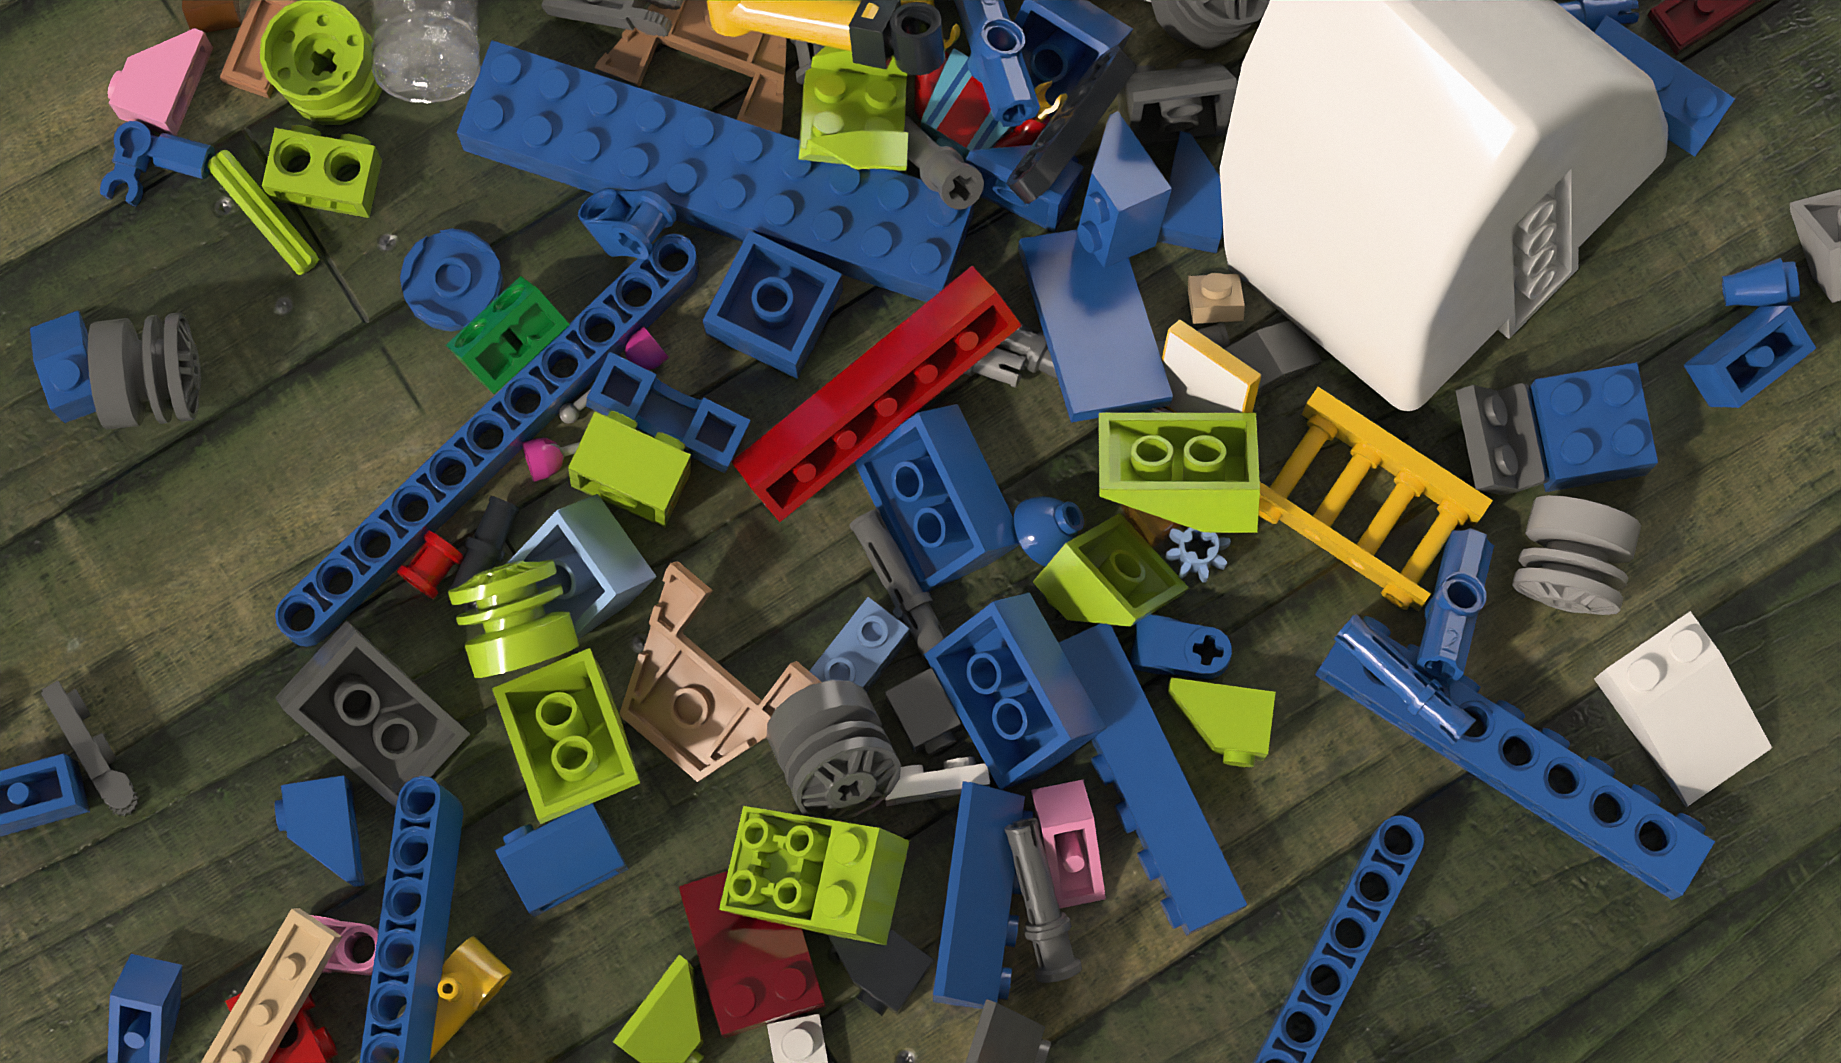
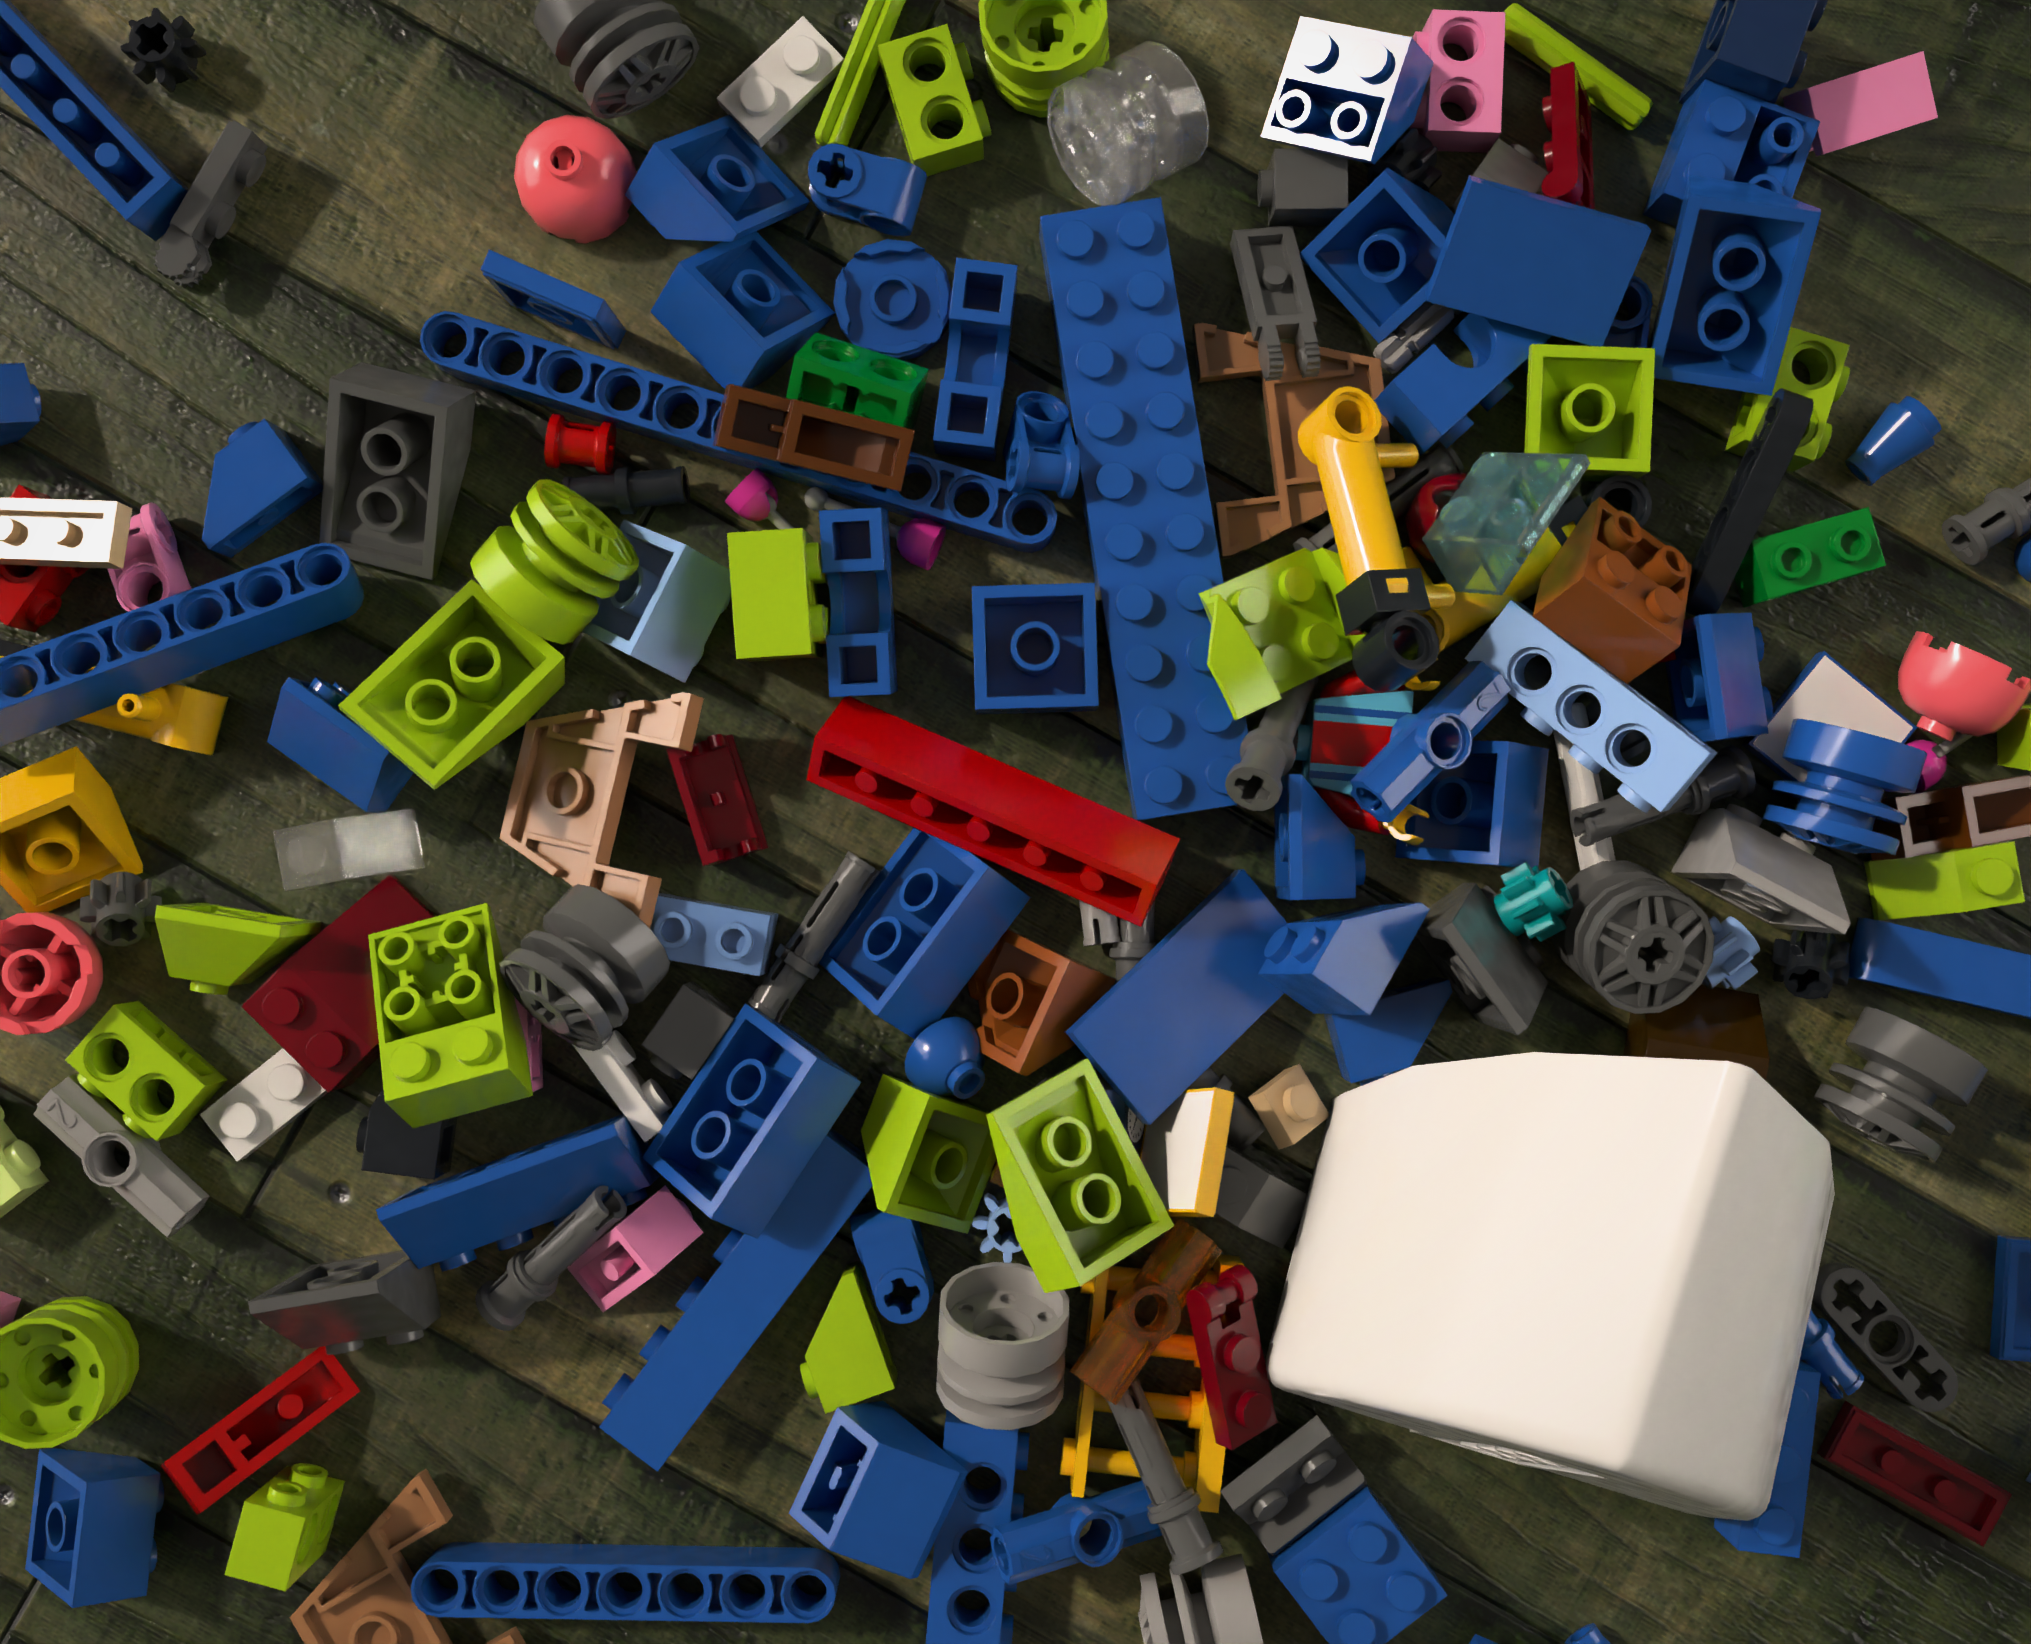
camera: 60 degrees right, 10 degrees up
(241, 277) = (781, 81): none -> white plate
(245, 467) = (574, 178): none -> coral cylinder
(295, 364) = (712, 185): none -> blue slope
(316, 520) = (553, 300): none -> blue tile
(365, 248) = (875, 189): none -> blue piece
(398, 393) = (740, 310): none -> blue slope
(521, 231) = (975, 359): none -> blue arch
(528, 377) = (813, 437): none -> reddish brown slope
(643, 901) = (348, 849): none -> clear slope
(758, 603) = (718, 800): none -> dark red hinge
(1034, 443) = (1031, 1000): none -> dark orange slope
(1071, 125) = (1385, 868): black beam -> none
(1153, 40) = (1533, 901): none -> teal gear
(1282, 590) = (1001, 1346): none -> light grey wheel
(1322, 496) = (1120, 1343): none -> clear orange piece
(1346, 741) = (878, 1489): none -> blue slope
(1376, 425) = (1231, 1357): none -> dark red plate
(1404, 679) = (965, 1547): blue pin -> none
(1462, 525) = (1173, 1504): none -> dark grey pin

